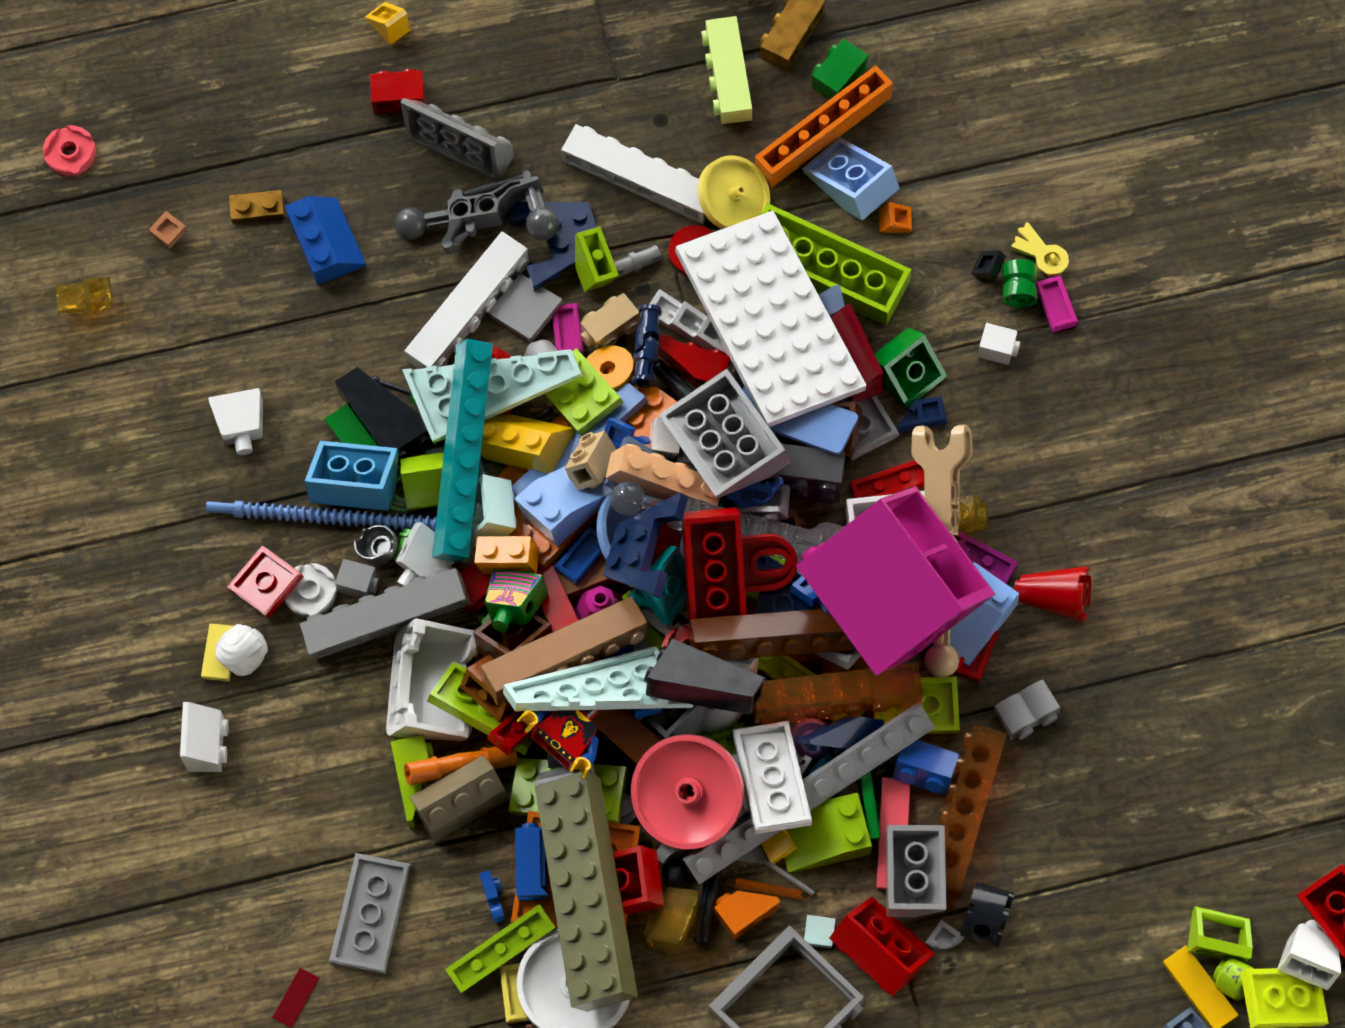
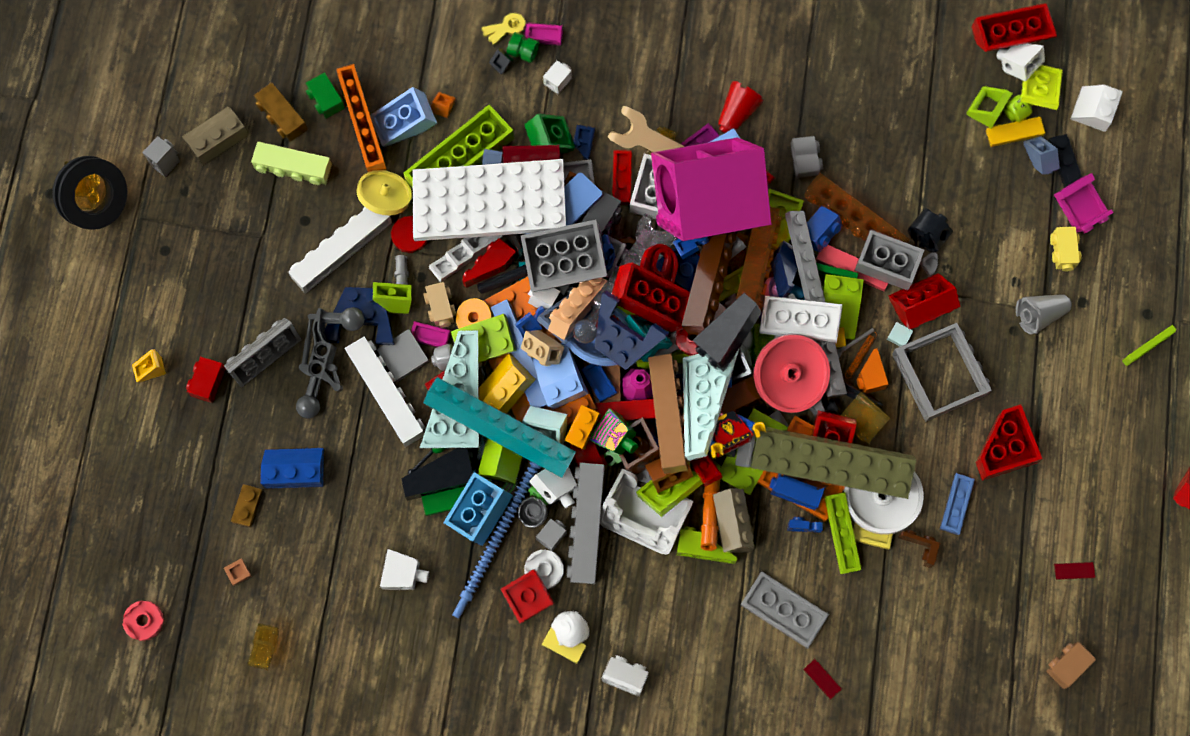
camera: 70 degrees left, 5 degrees up
(646, 345) = (468, 284): dark blue piece -> none

